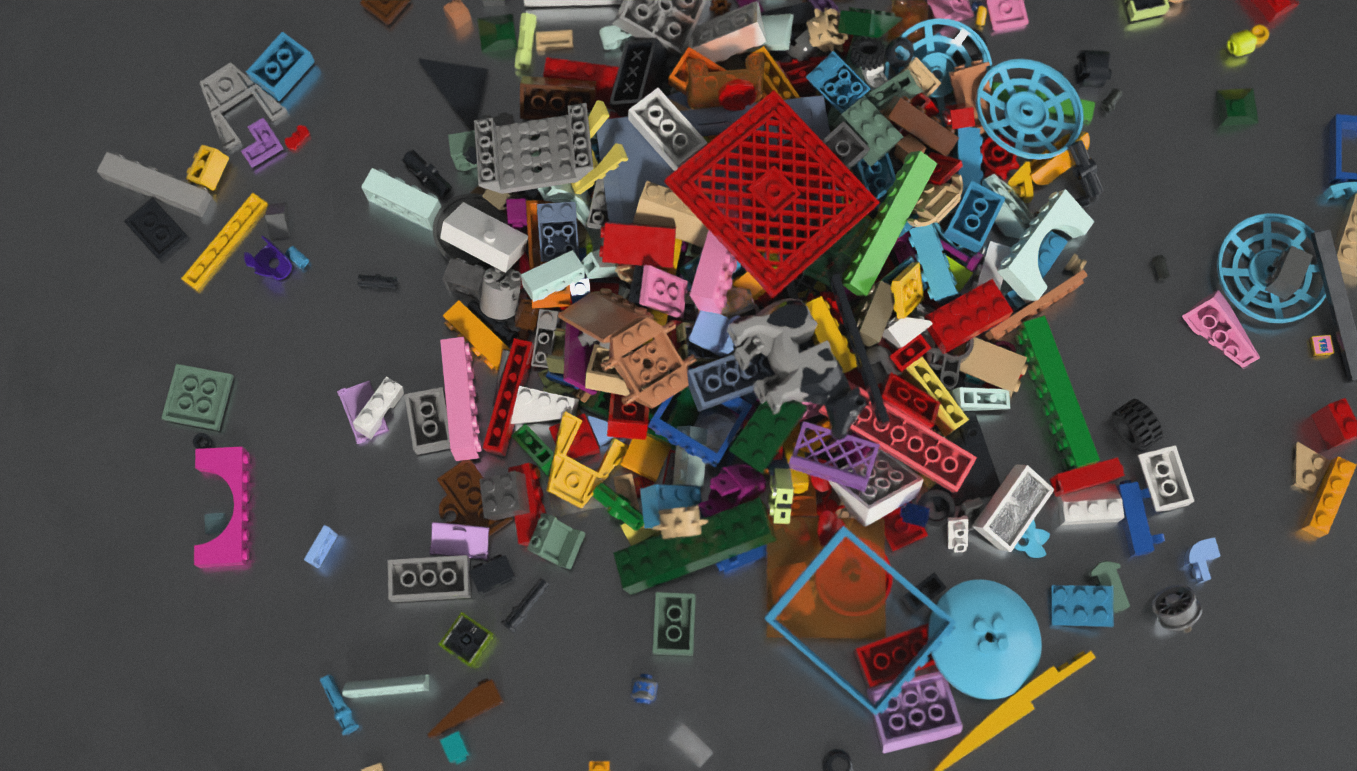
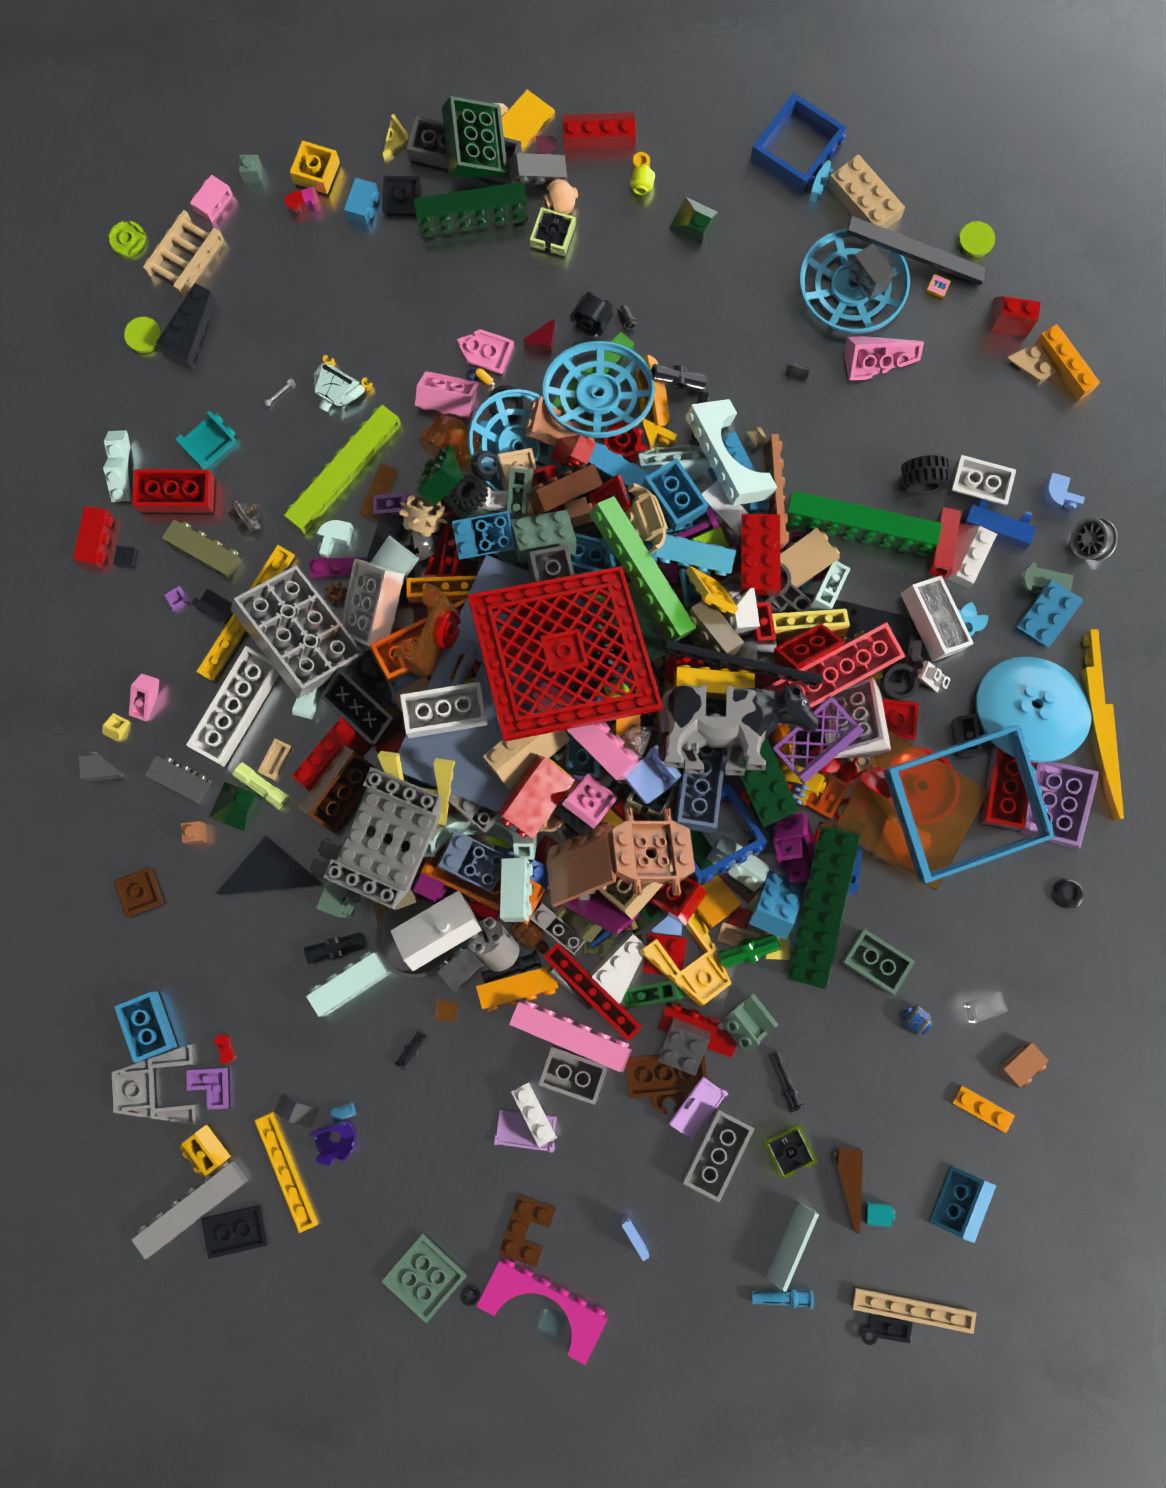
camera: 60 degrees left, 5 degrees up
(265, 453) = (513, 1243): none -> reddish brown plate
(426, 292) = (447, 1011): none -> clear orange tile
(492, 574) = (744, 1095): black brick -> none
(680, 522) = (806, 907): tan brick -> none
(780, 496) = (825, 805): yellowish green piece -> none
(915, 514) = (899, 702): clear blue brick -> none
(1045, 42) = (541, 339): none -> dark red slope

